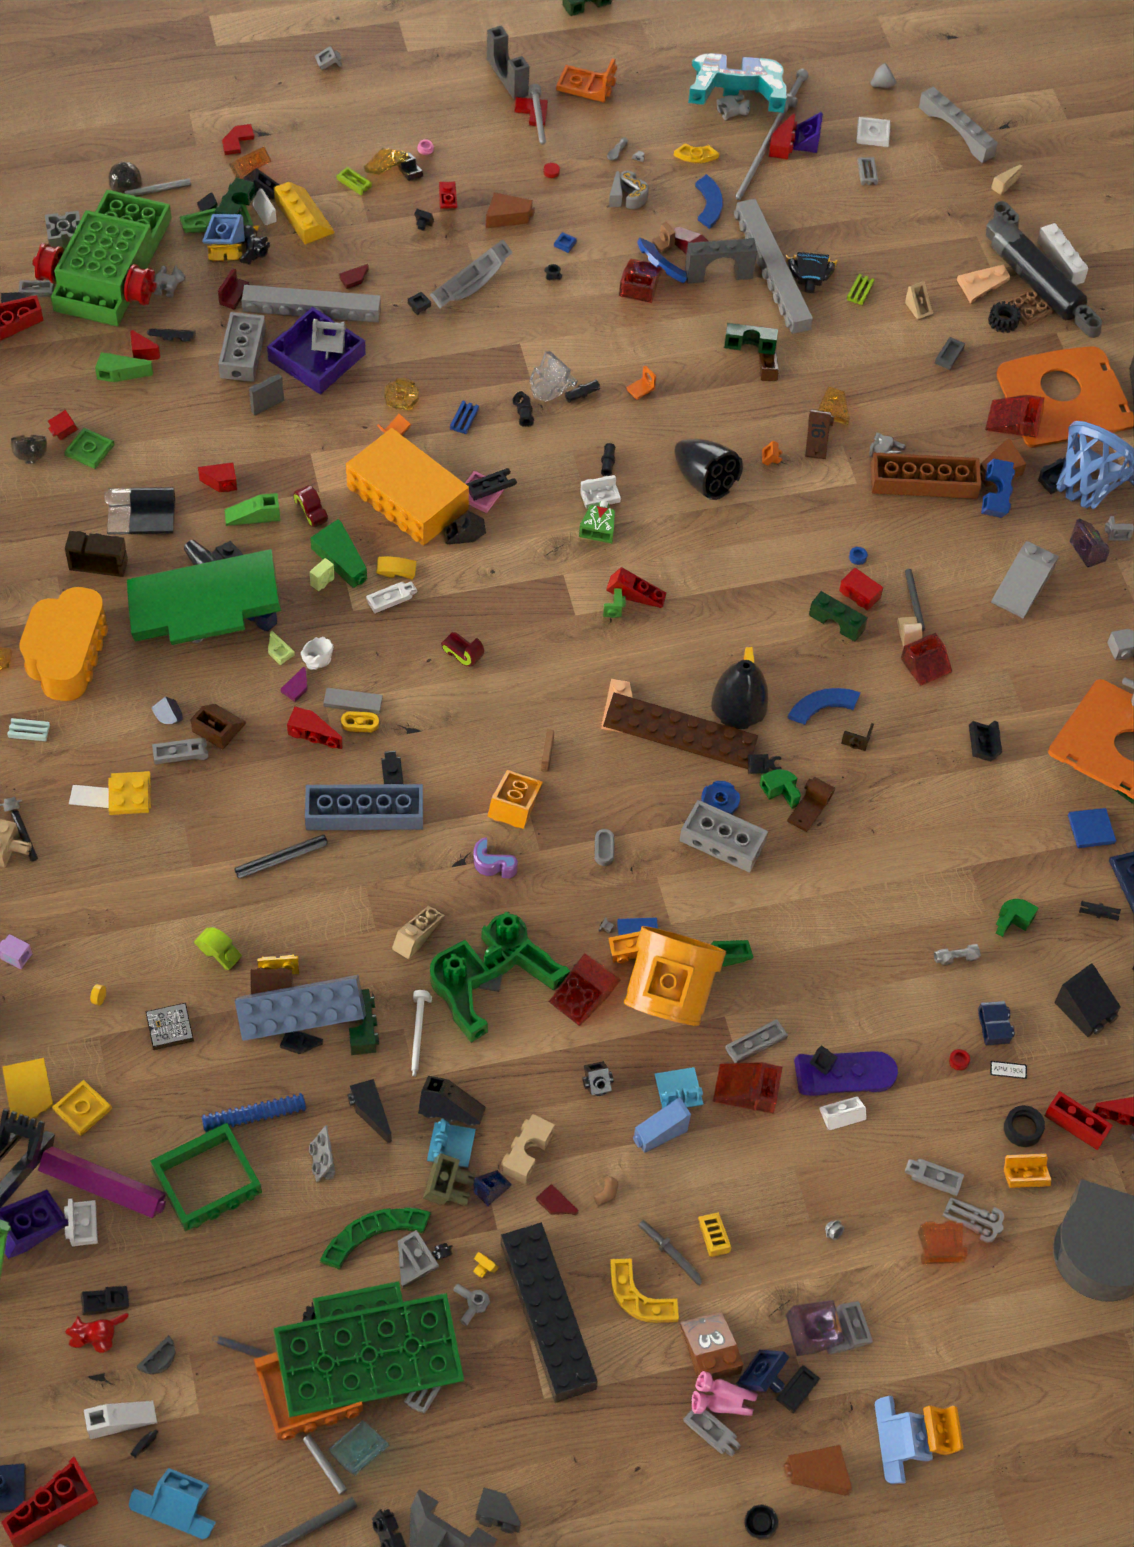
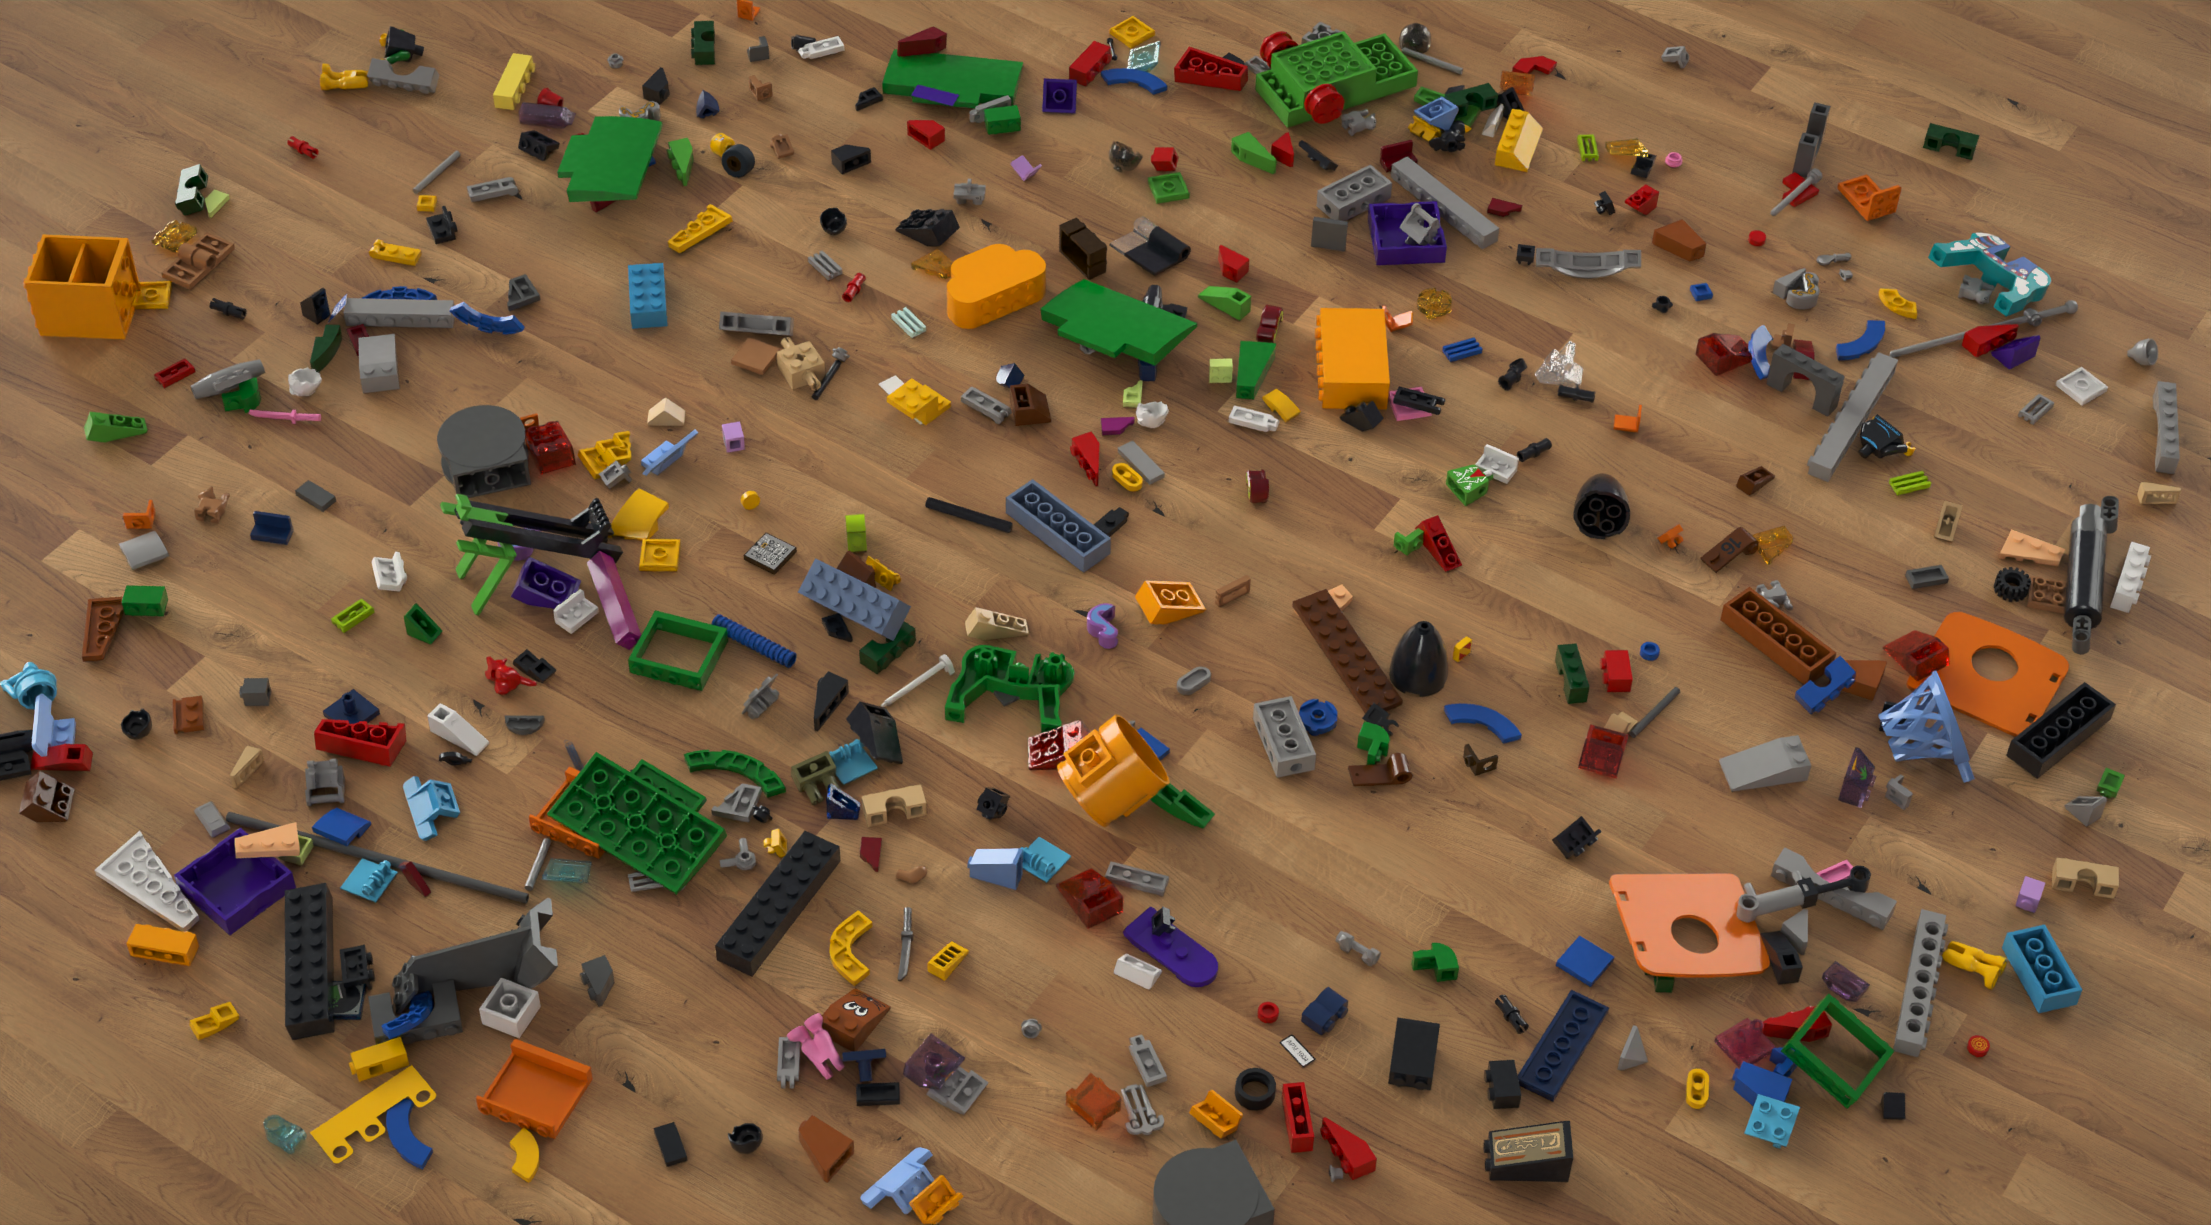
camera: 50 degrees right, 10 degrees down
(739, 335) = (1752, 440): dark green arch -> none

